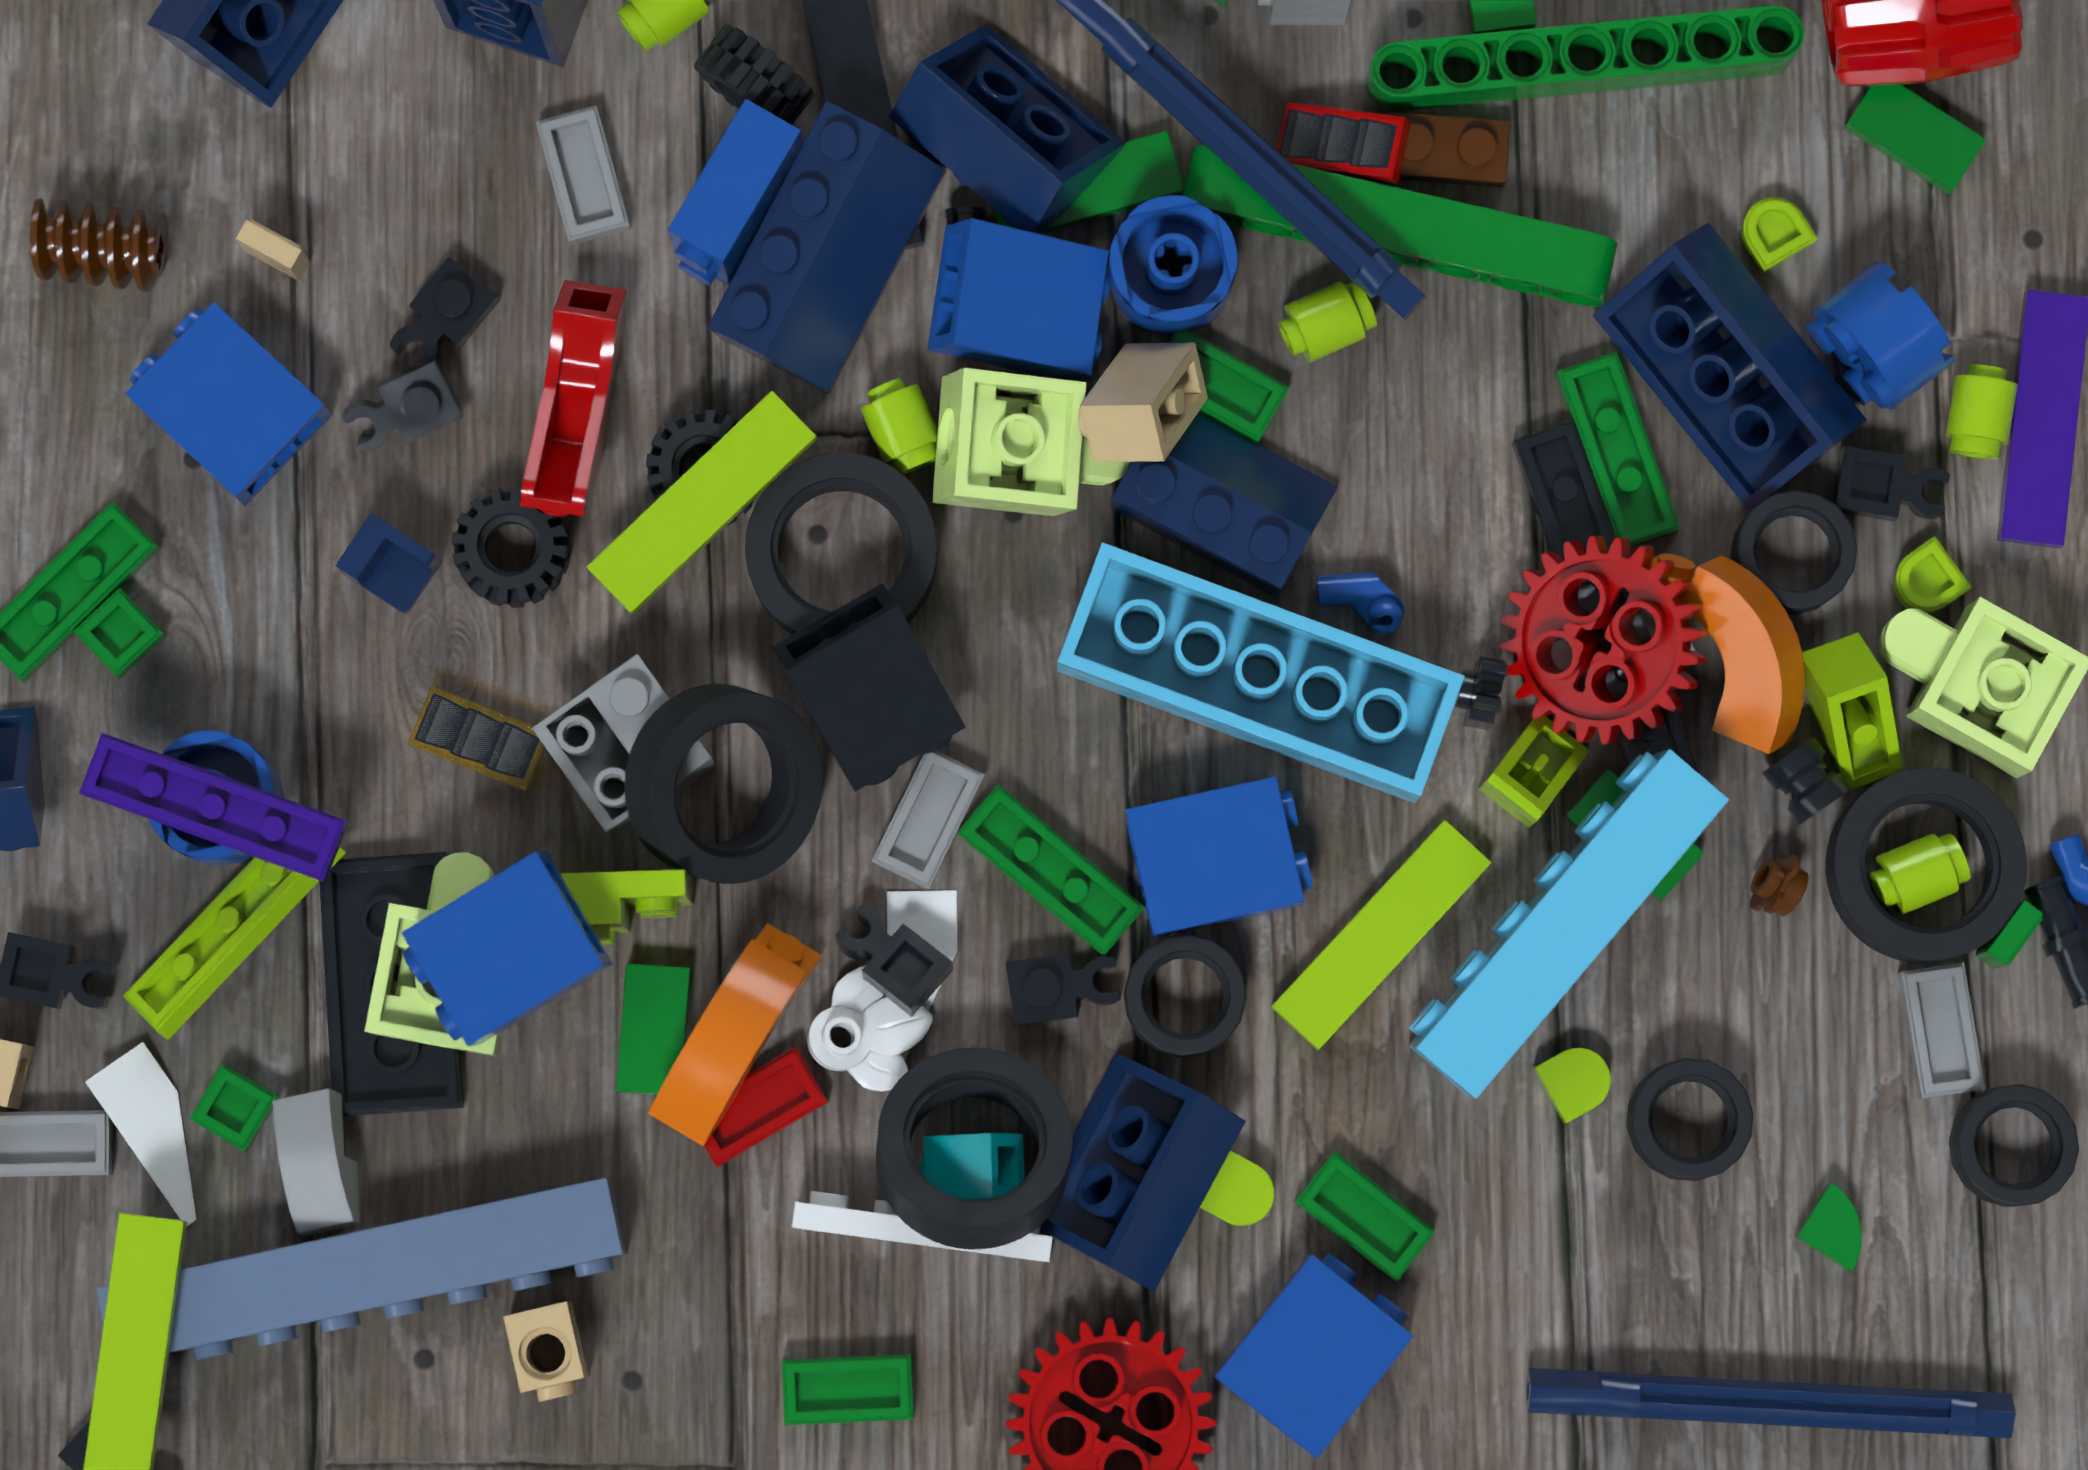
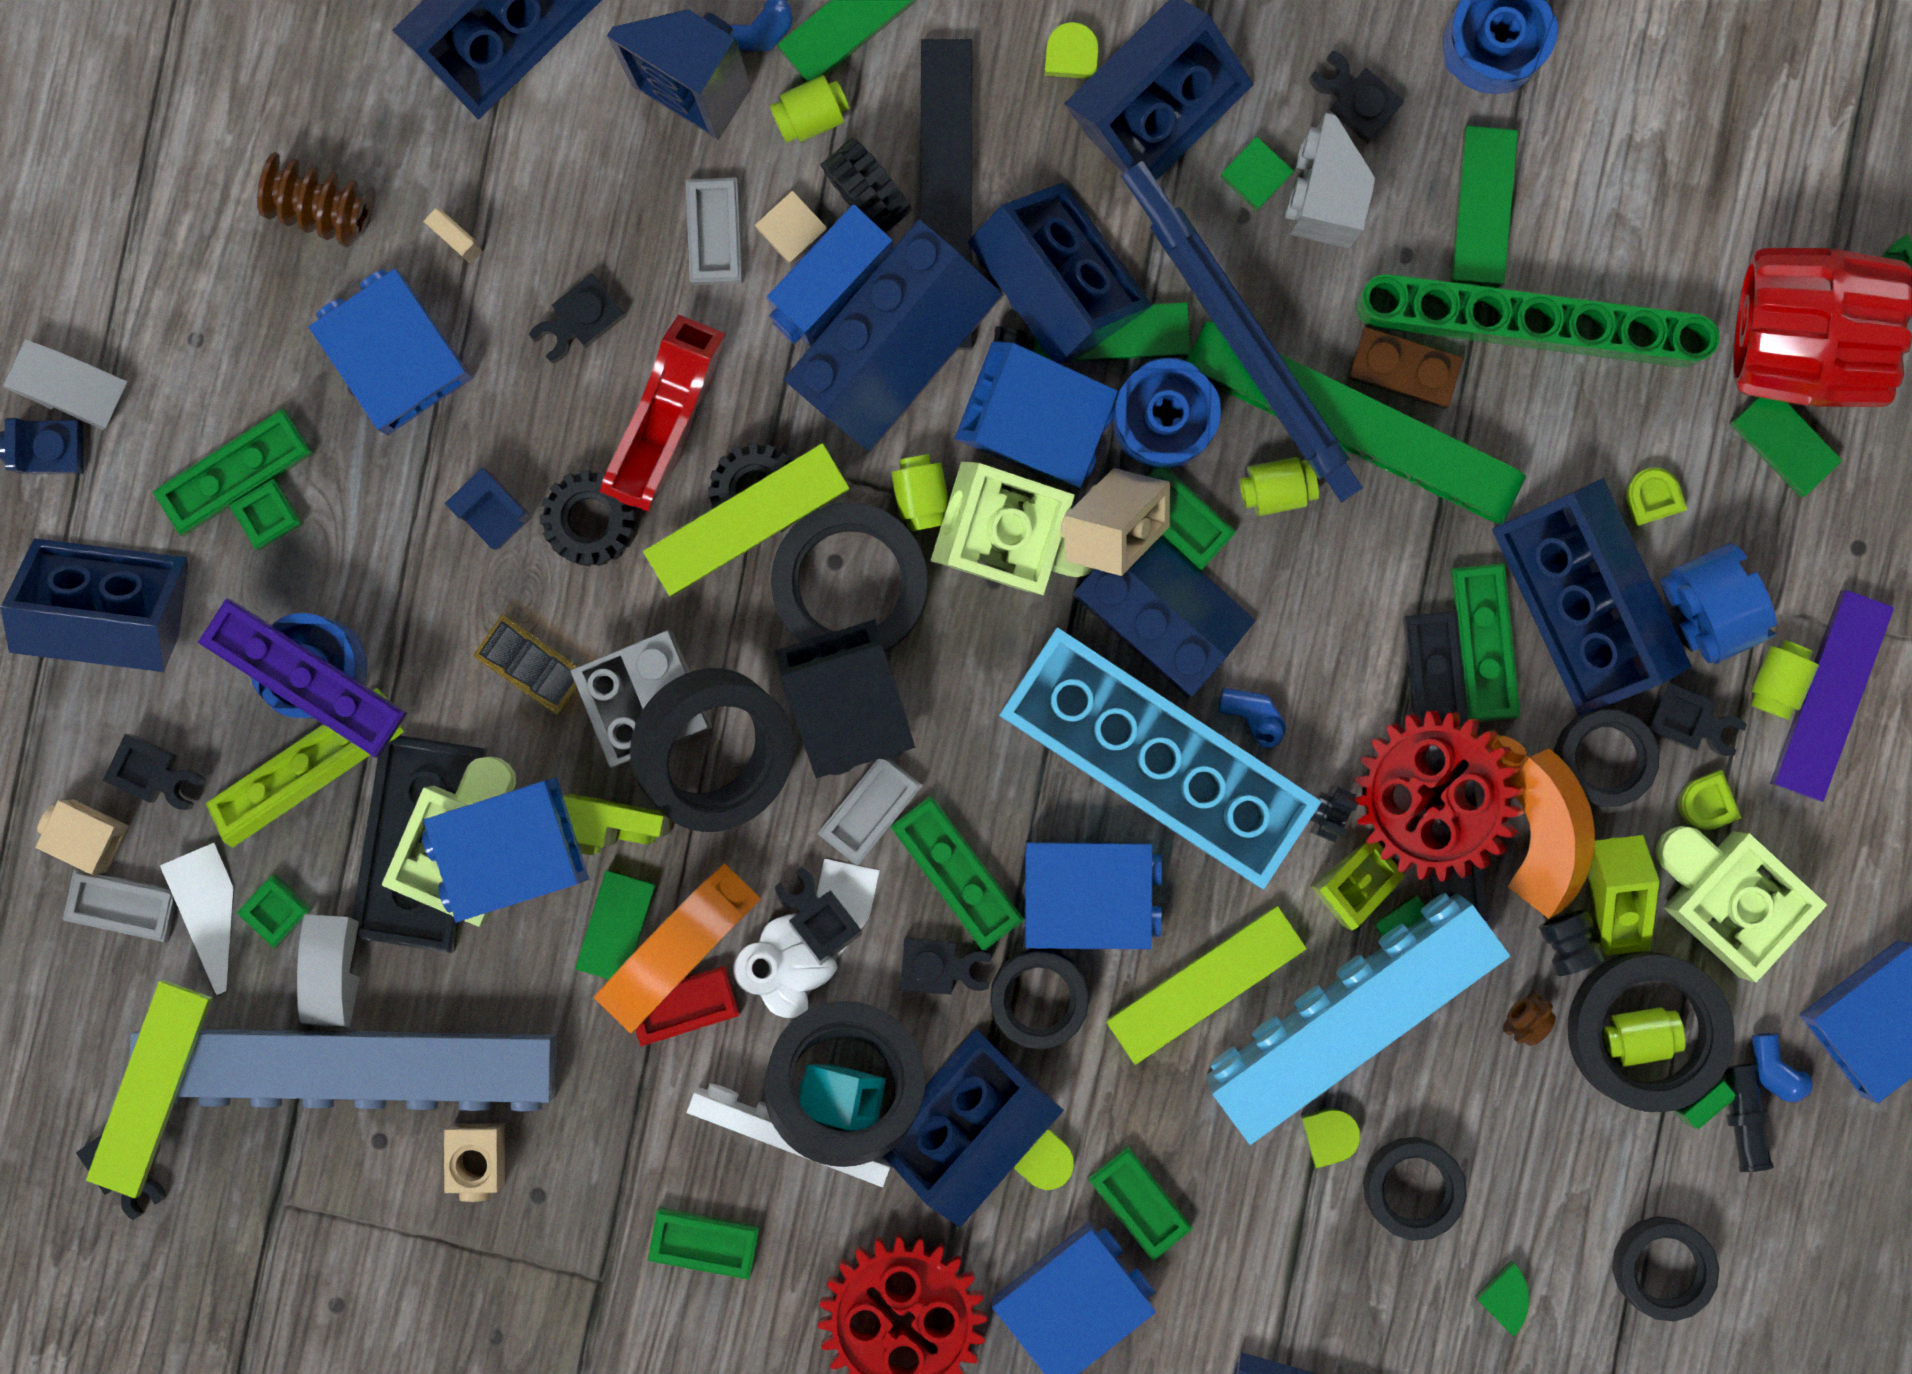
camera: 20 degrees right, 5 degrees up
(412, 401) = (537, 382): black plate -> none
(674, 150) = (791, 228): none -> tan tile
(1344, 141) = (1326, 345): tile -> none
(1941, 1030) = (1629, 1163): light grey tile -> none

